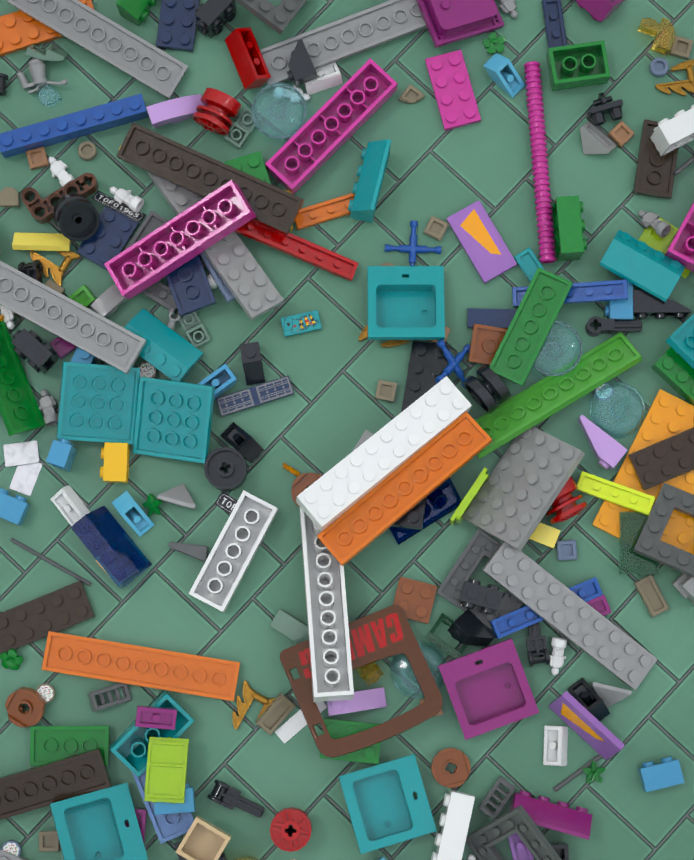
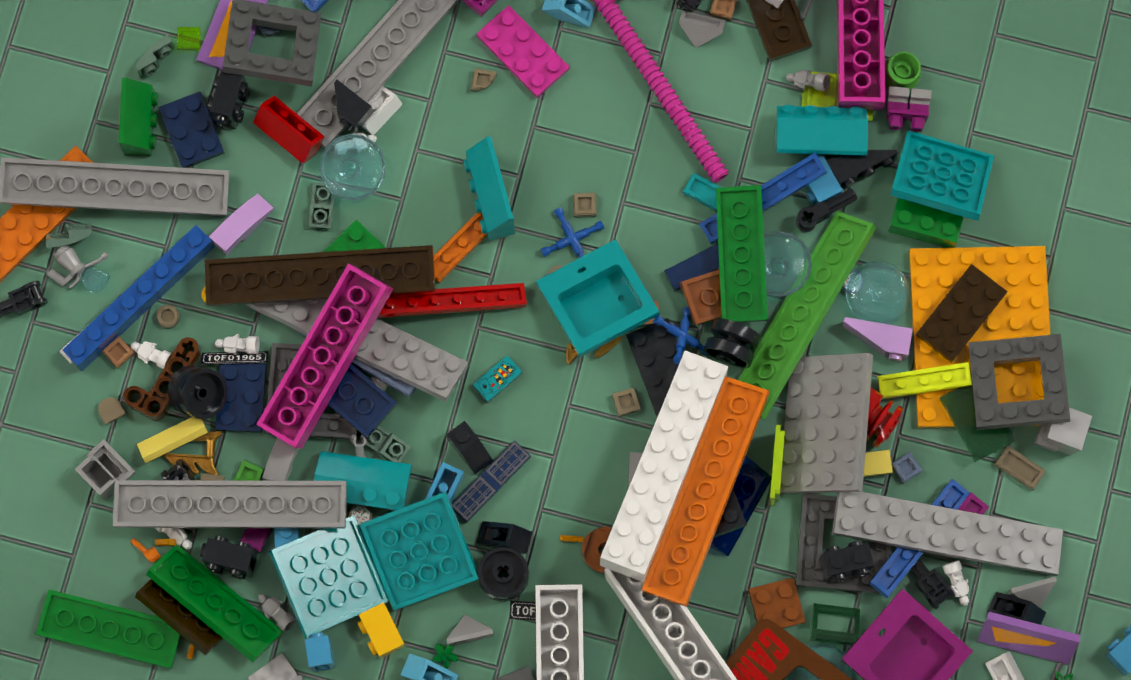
camera: 30 degrees left, 5 degrees down
(216, 111) = (286, 202): red wheel -> none
(331, 126) = (417, 155): dark pink brick -> none
(470, 630) = (855, 604): black slope -> none
(481, 241) = (640, 193): medium lavender tile -> none
(568, 228) = (724, 131): green brick -> none

